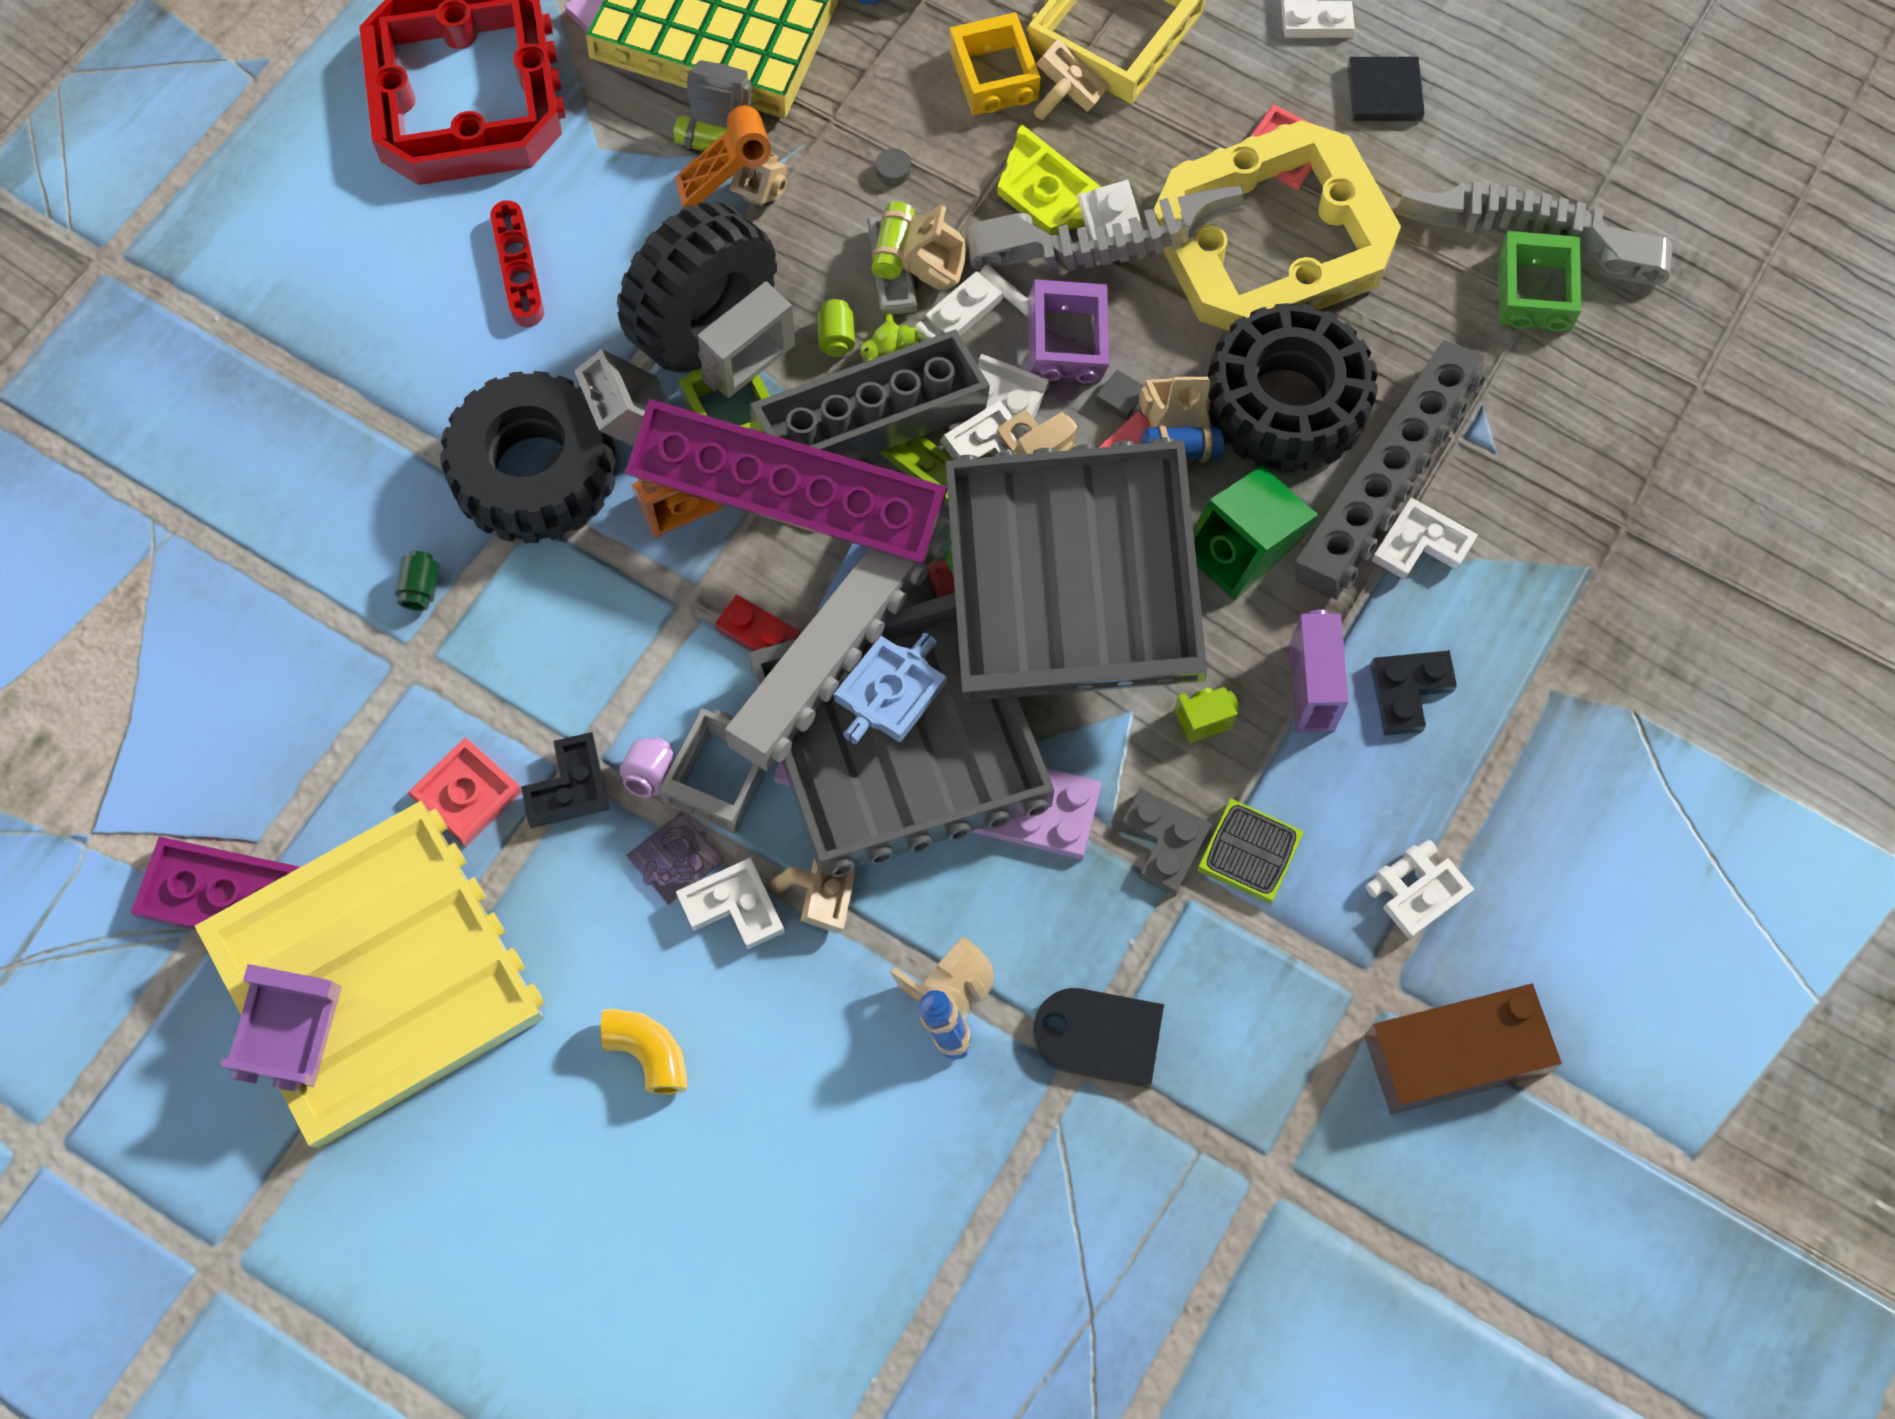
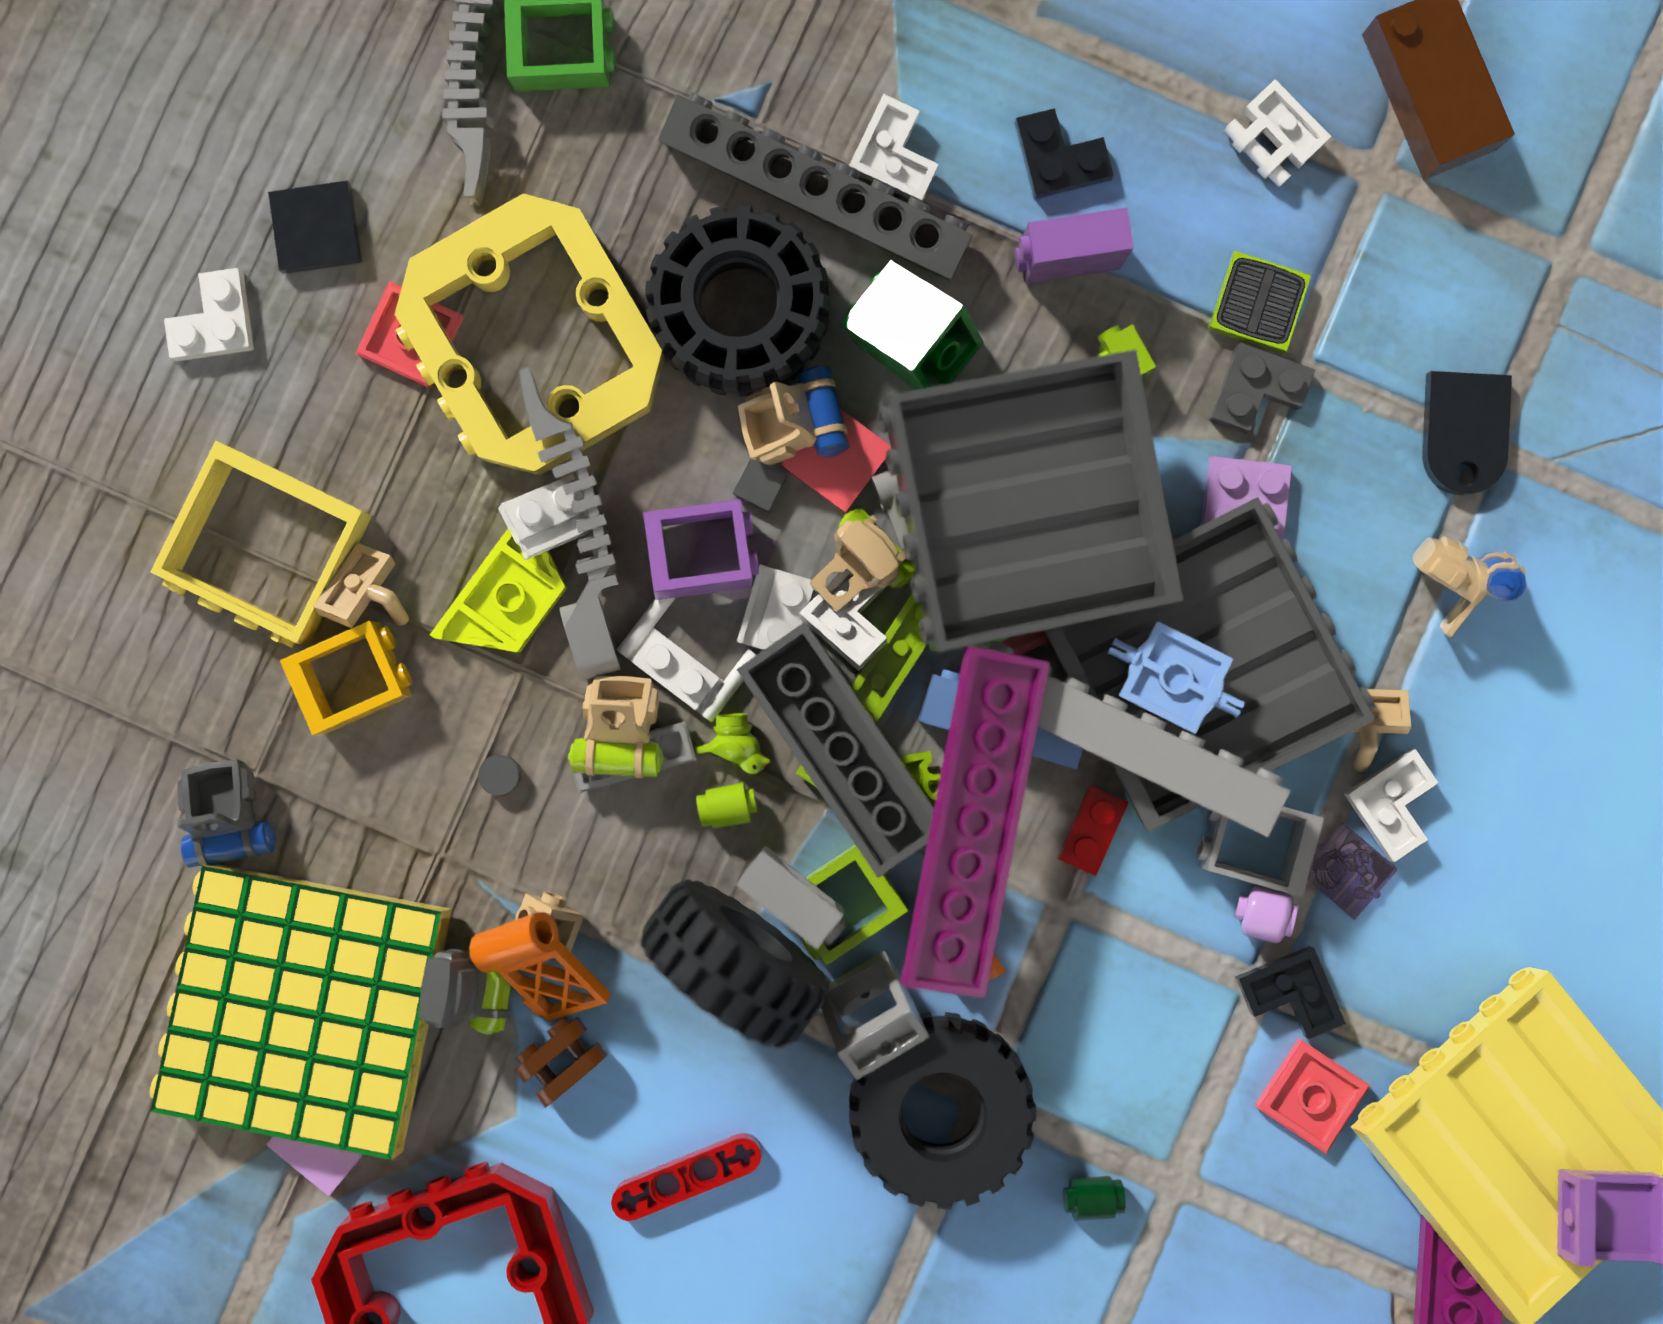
camera: 90 degrees left, 20 degrees up
(646, 162) = (563, 1036): none -> reddish brown brick
(650, 1044) = (1548, 858): yellow cylinder -> none

